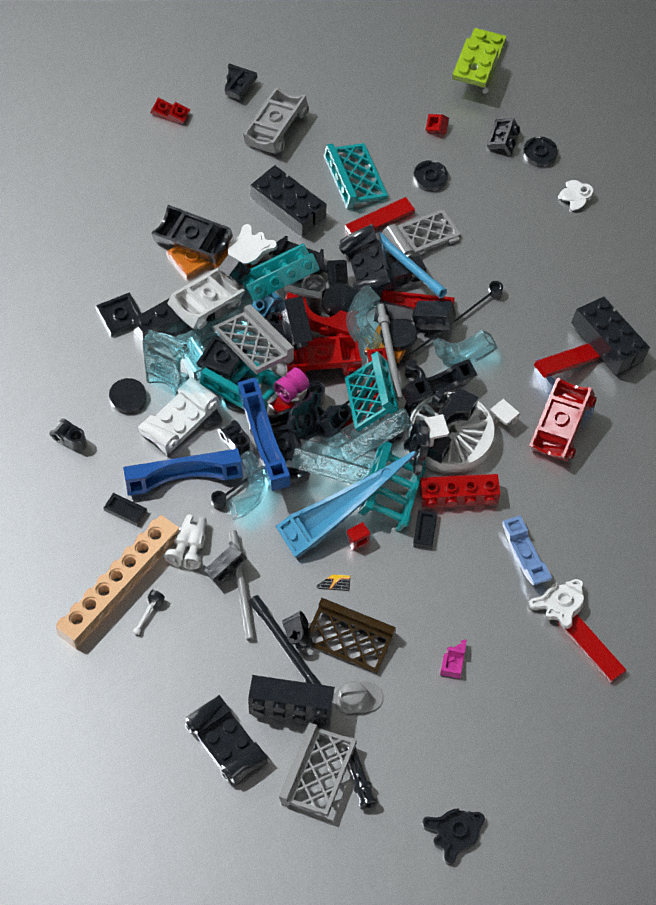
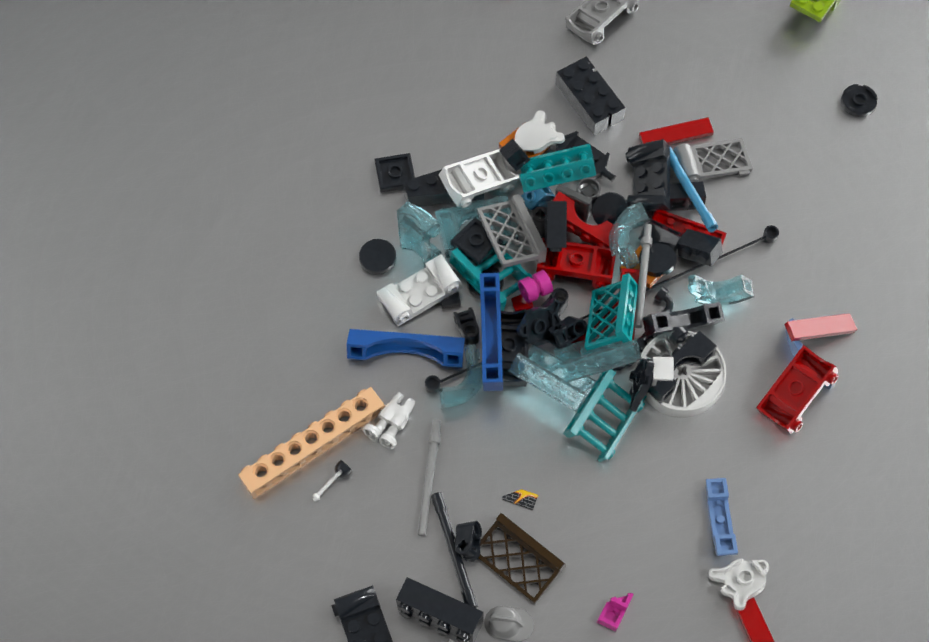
camera: 20 degrees right, 5 degrees up
(66, 434) = (307, 281): black piece -> none
(125, 509) = (341, 371): black tile -> none
(187, 262) = (480, 130): orange tile -> none
(193, 234) = (487, 109): black piece -> none
(225, 563) = (418, 452): hinge -> none
(314, 523) = (517, 433): dark azure plate -> none
(337, 272) = (616, 181): black hinge -> none
(342, 176) = (650, 83): teal fence -> none
(358, 536) = (557, 457): red slope -> none
(425, 529) = (626, 466): black tile -> none
(430, 175) = (740, 100): black tile -> none
(437, 123) = (762, 48): red slope -> none
(459, 490) = (672, 436): red brick -> none
(504, 135) = (826, 75): black bracket -> none
(504, 412) = (740, 366): white panel -> none
(574, 194) = (881, 154): white plate -> none
(610, 335) = (874, 311): black piece -> none

